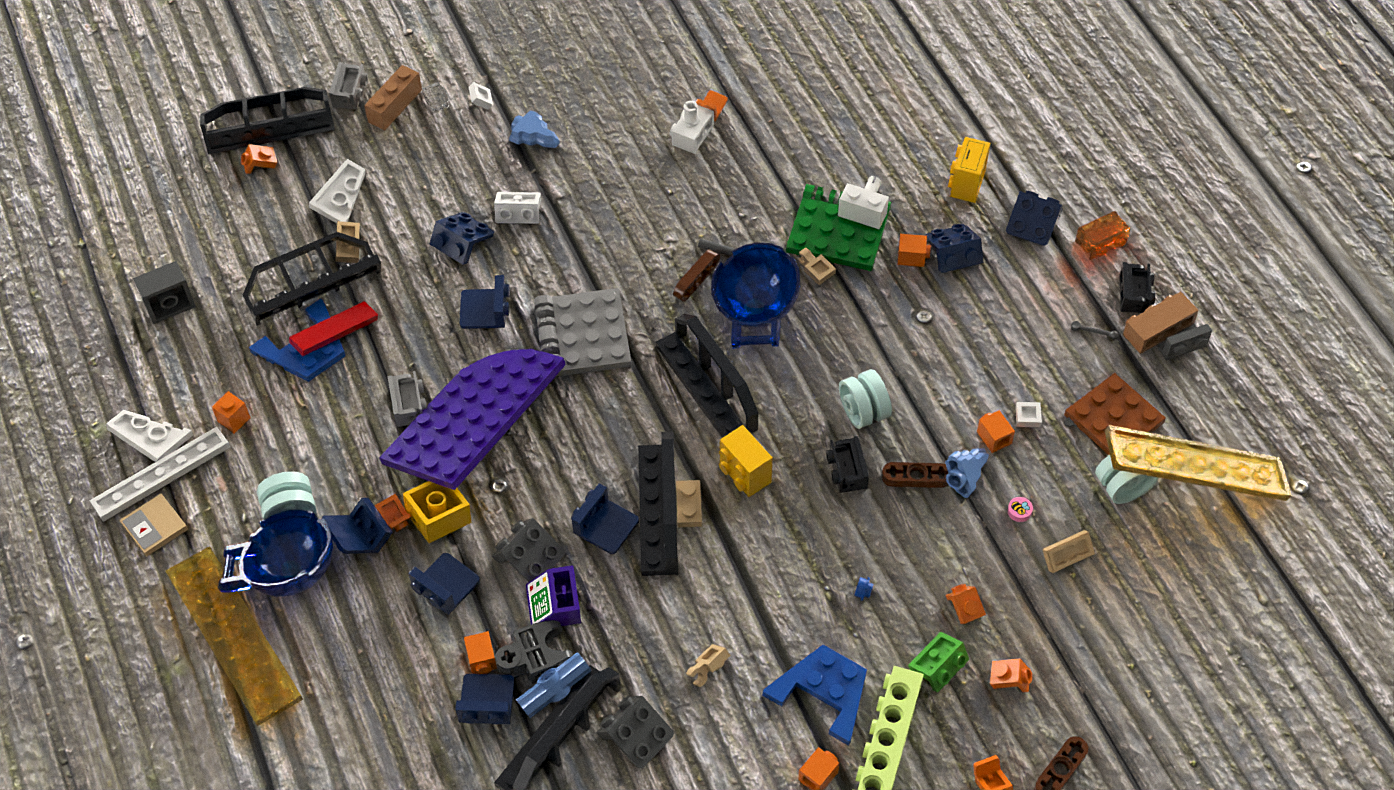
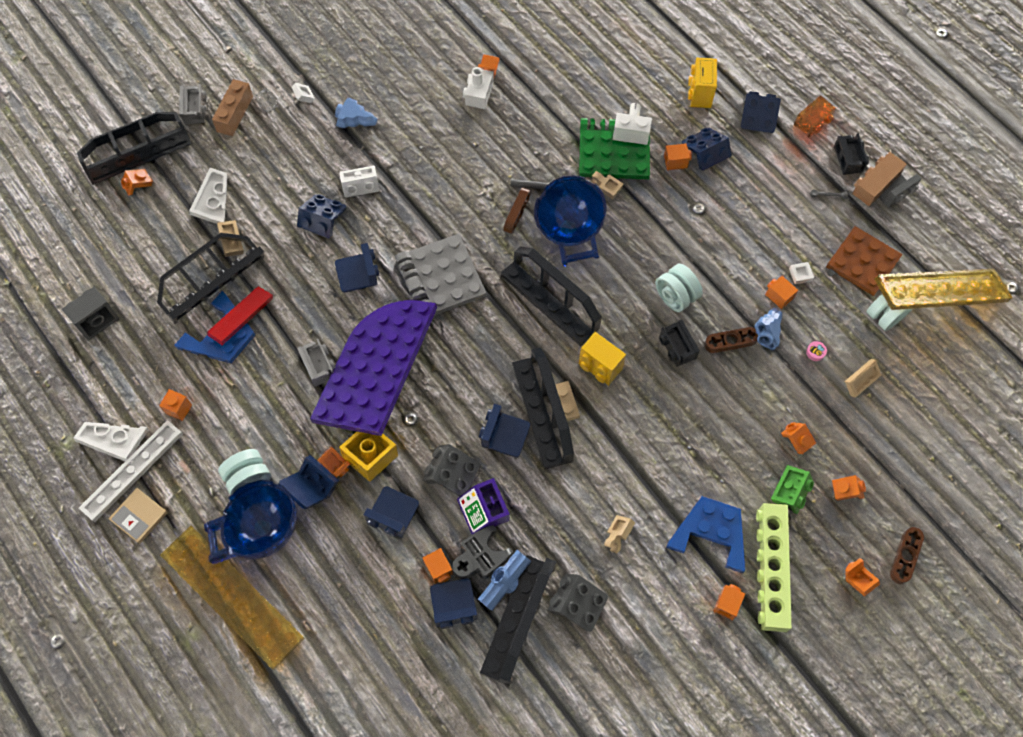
camera: 15 degrees left, 10 degrees up
(863, 588) = (719, 442): blue plate -> none

